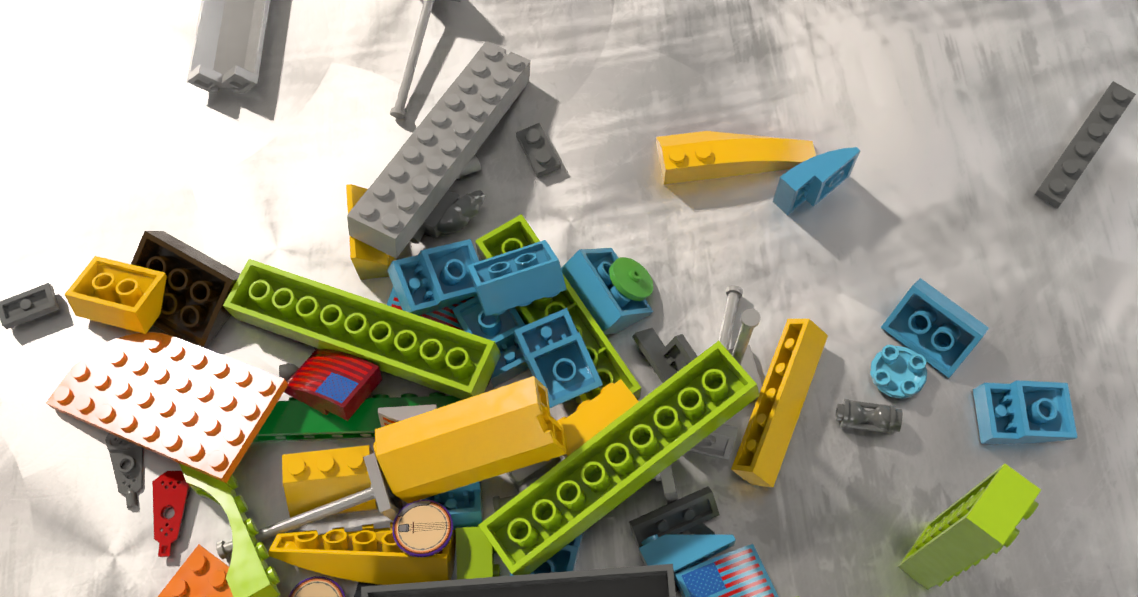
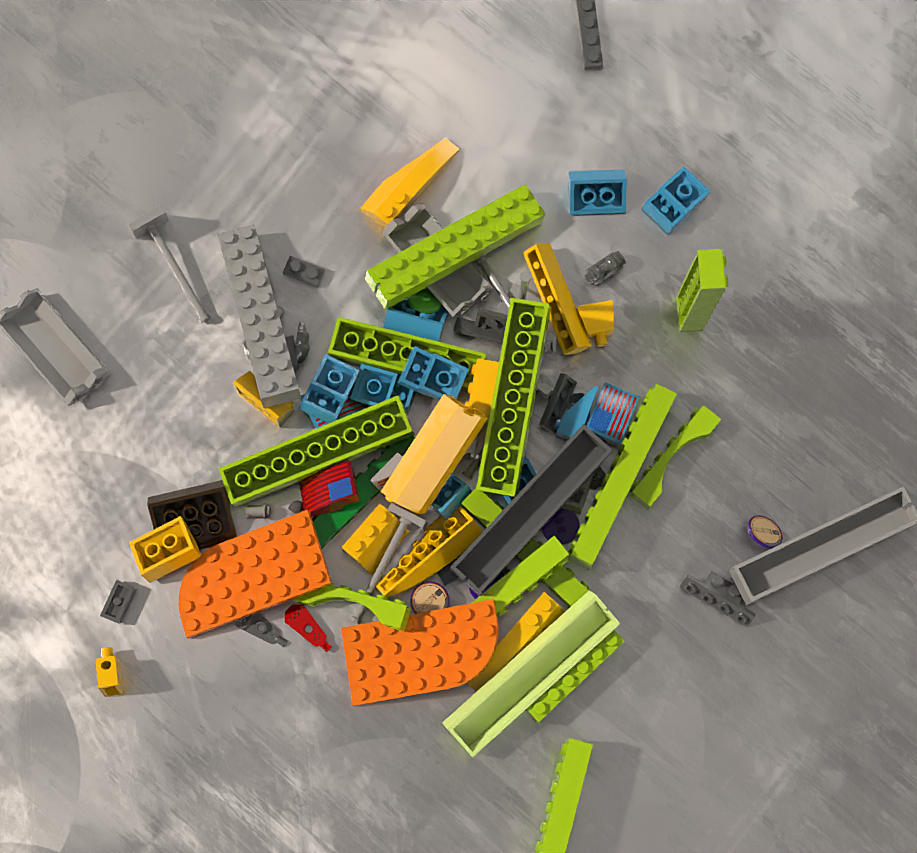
camera: 50 degrees left, 10 degrees up
(254, 346) = (258, 510): none -> light grey pin
(422, 528) = (448, 516): piece -> none
(517, 278) = (372, 352): dark azure slope -> none
(685, 251) = (455, 291): none -> light grey panel
(717, 248) = (454, 246): none -> lime piece
(806, 466) = (597, 320): none -> yellow torso
(814, 178) = (469, 162): dark azure slope -> none
(898, 371) = (599, 231): medium azure dish -> none

